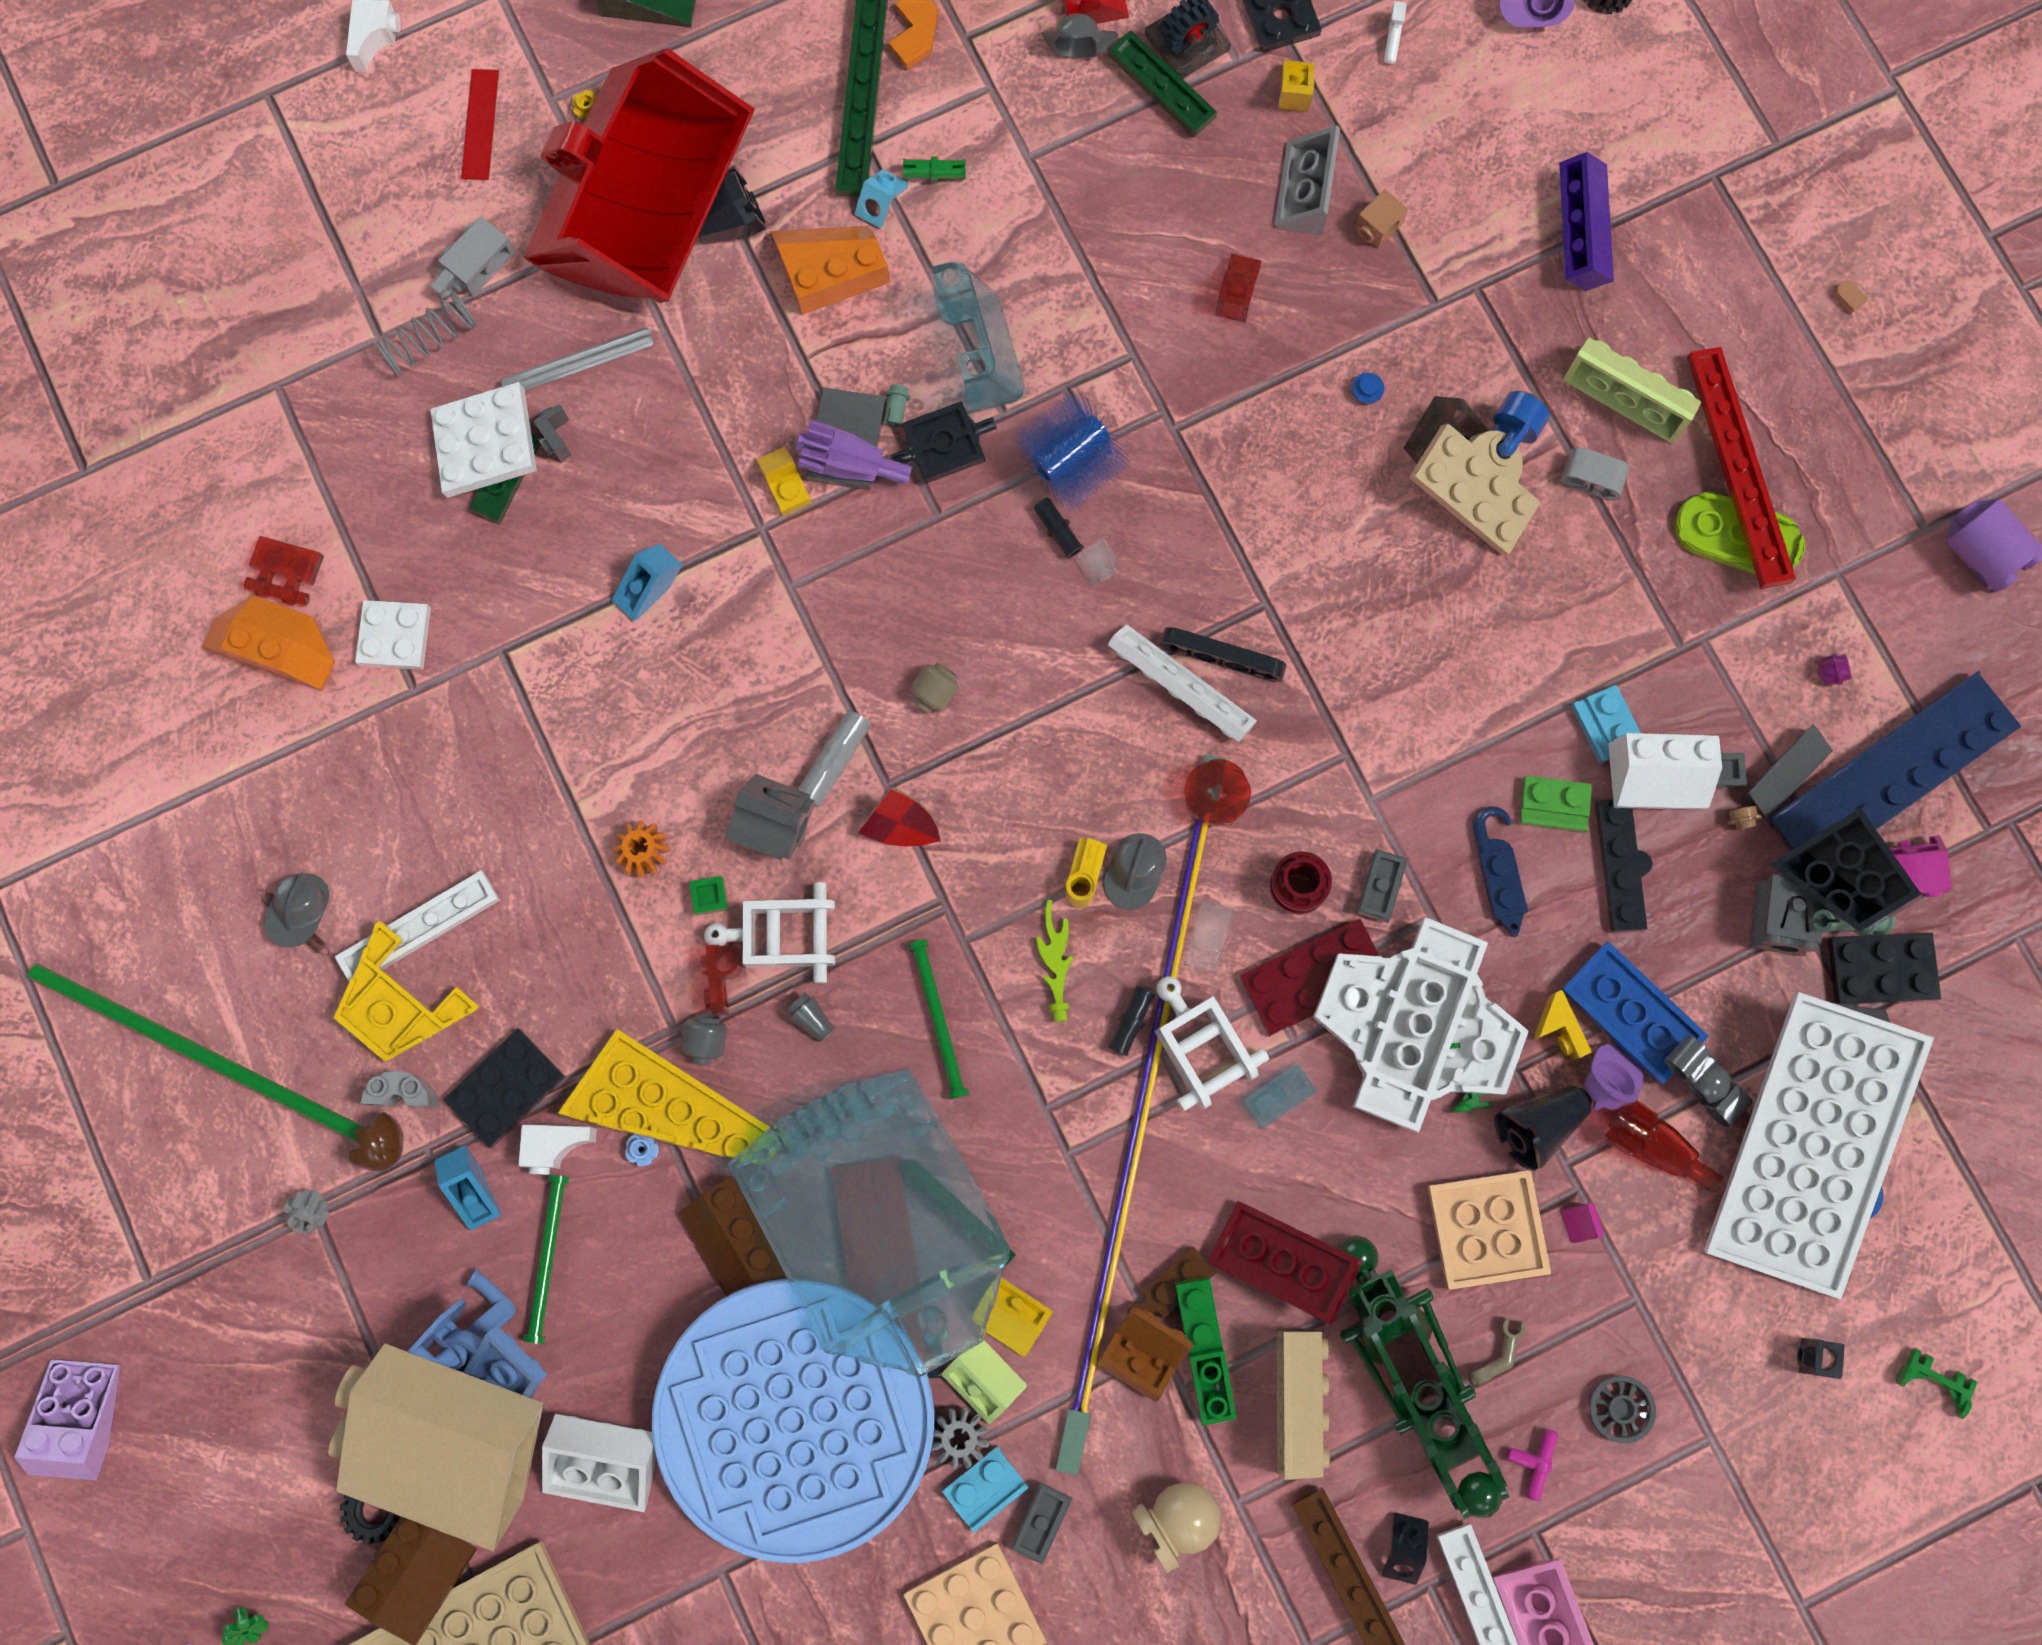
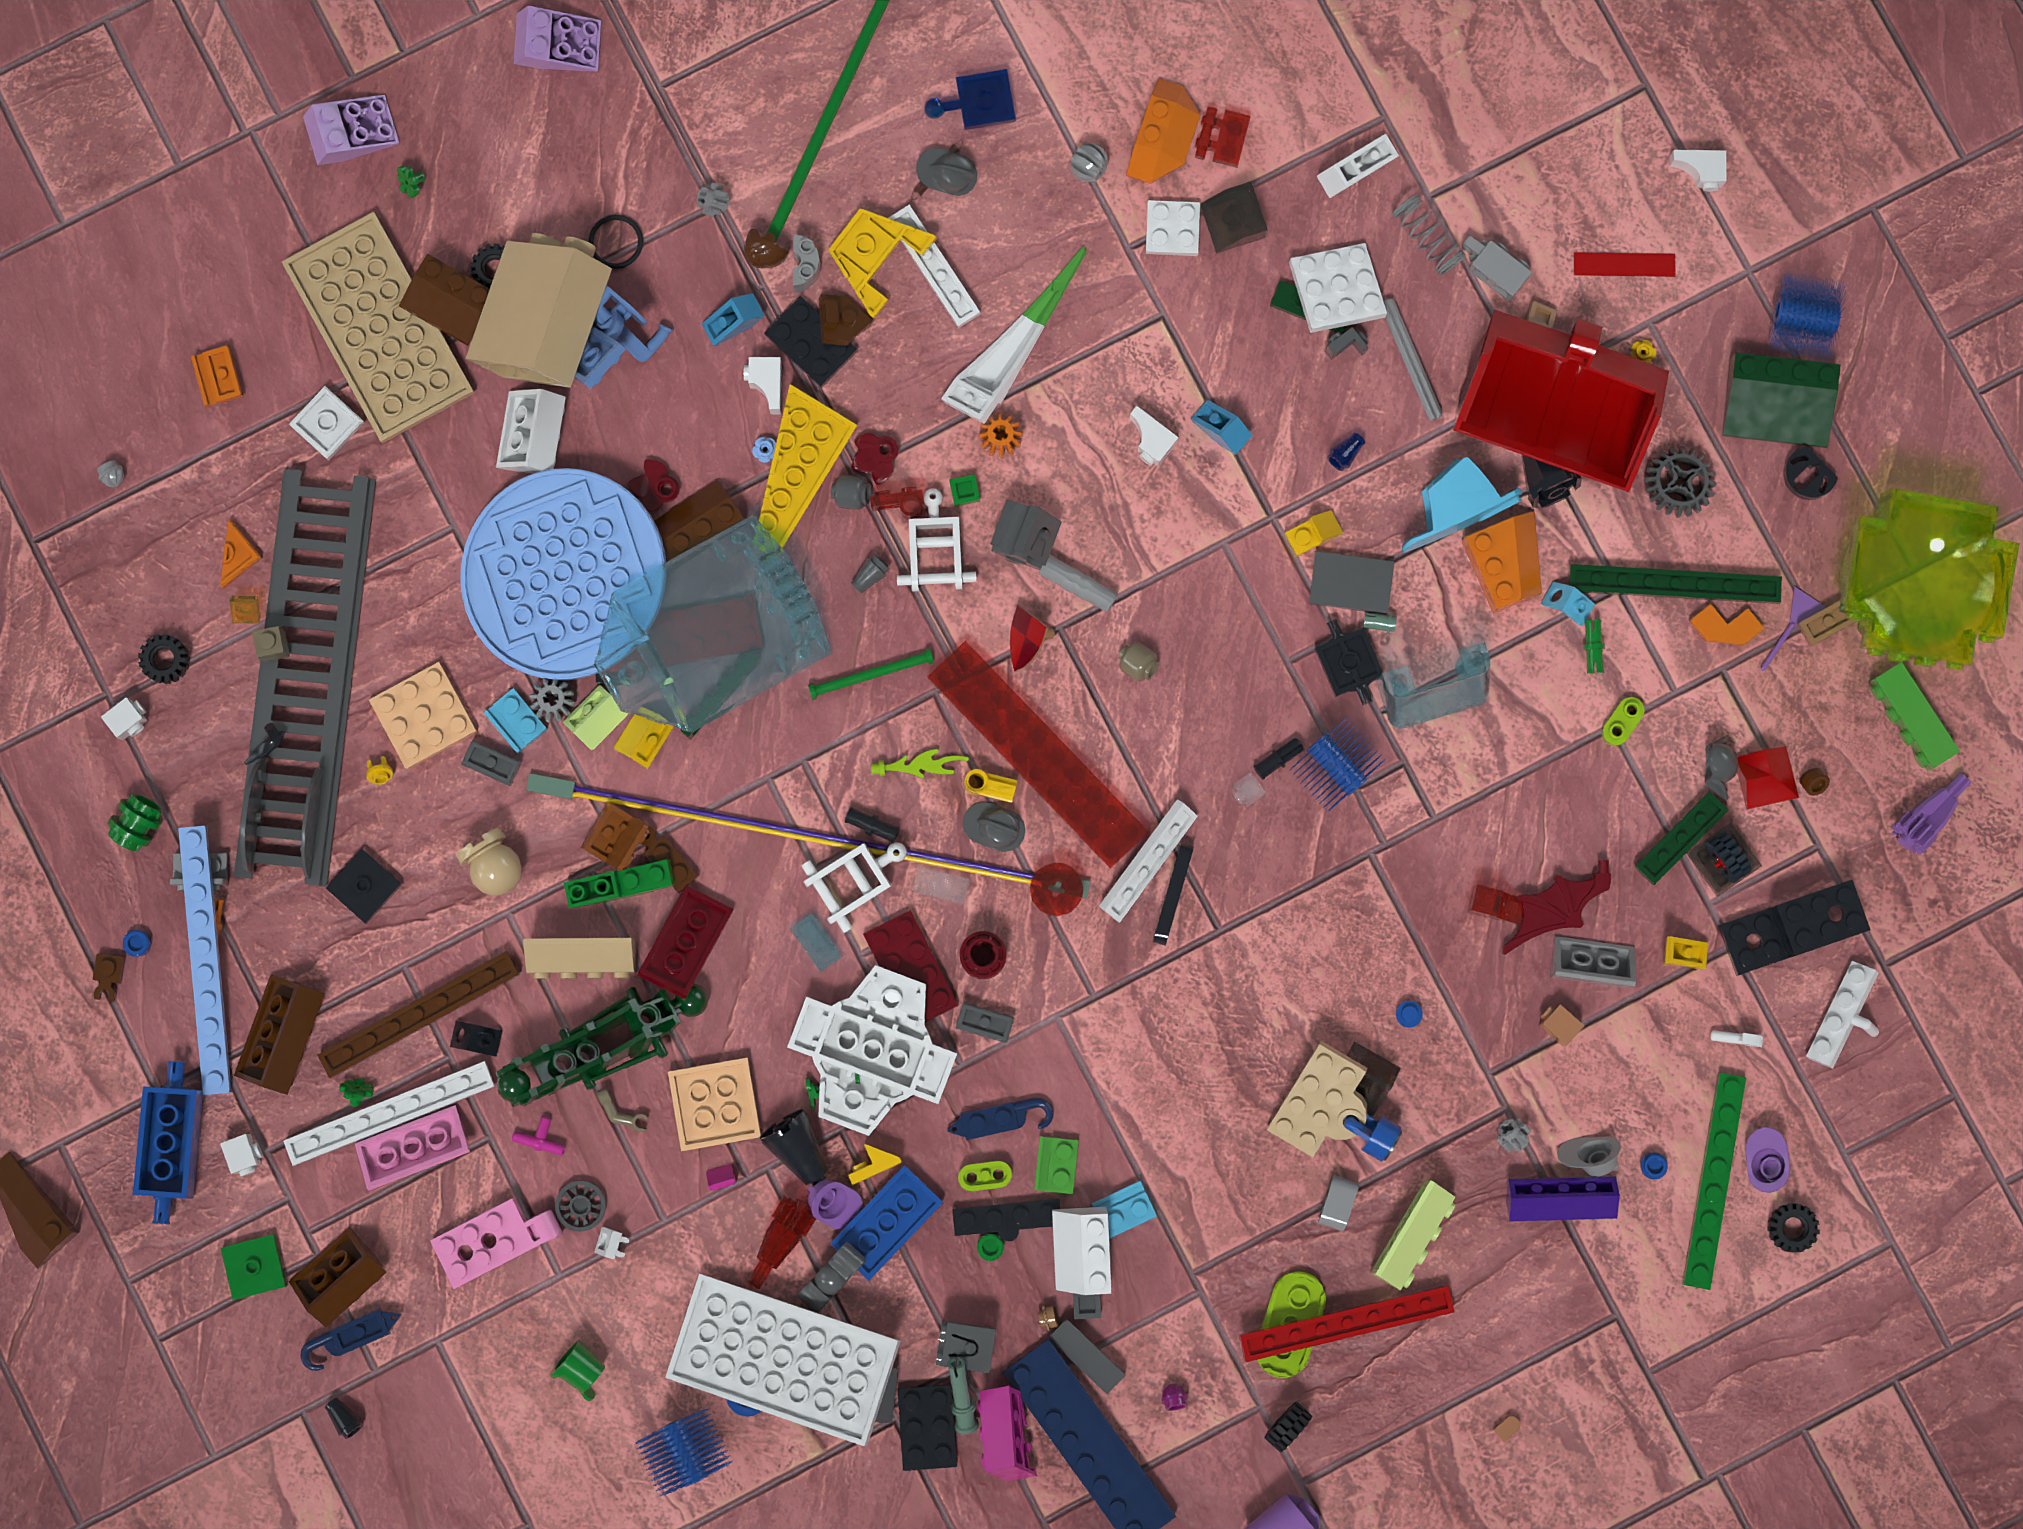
camera: 85 degrees right, 5 degrees up
(206, 862) = (983, 100): none -> clear blue plate
(300, 730) = (1089, 162): none -> light grey piece
(335, 414) = (1357, 165): none -> white slope
(346, 1311) = (635, 227): none -> black tyre
(385, 558) = (1234, 217): none -> clear smoke slope
(478, 1047) = (840, 320): none -> reddish brown plate
(531, 212) = (1541, 314): none -> medium nougat plate
(546, 1259) = (680, 382): green bar -> none
(564, 858) = (991, 375): none -> white plate
(655, 661) = (1155, 438): none -> white arch
(661, 1012) = (872, 459): none -> dark red plate
(679, 1301) = (650, 485): none -> dark red plate
(687, 439) = (1345, 452): none -> clear blue cone
(752, 307) = (1458, 500): none -> medium azure piece
(753, 55) = (1674, 471): none -> dark grey gear
(845, 455) = (1330, 581): medium lavender piece -> none
(1022, 141) = (1623, 720): none -> lime plate
(1045, 814) = (1037, 754): none -> clear red plate
(1240, 218) = (1558, 905): none -> dark red animal
(1511, 274) = (1513, 1135): none -> light grey gear
(1531, 190) = (1592, 1154): none -> light grey piece
(1542, 127) = (1654, 1166): none -> blue plate
(1558, 65) = (1714, 1181): none -> green plate
(1573, 890) = (984, 1176): none -> lime plate
(1659, 886) = (990, 1247): none -> green tile
(1669, 1500) = (513, 1239): none -> bright pink hinge
(1671, 1371) = (609, 1242): none -> white tile
(1811, 1358) = (621, 1351): black bracket -> none
(1836, 1414) = (579, 1369): none -> green hat
(1851, 872) = (995, 1389): black wedge -> none
(1868, 534) = (1288, 1426): none -> black tyre
(1916, 1370) = (595, 1468): green piece -> none
(1945, 1274) = (683, 1452): none -> blue piece

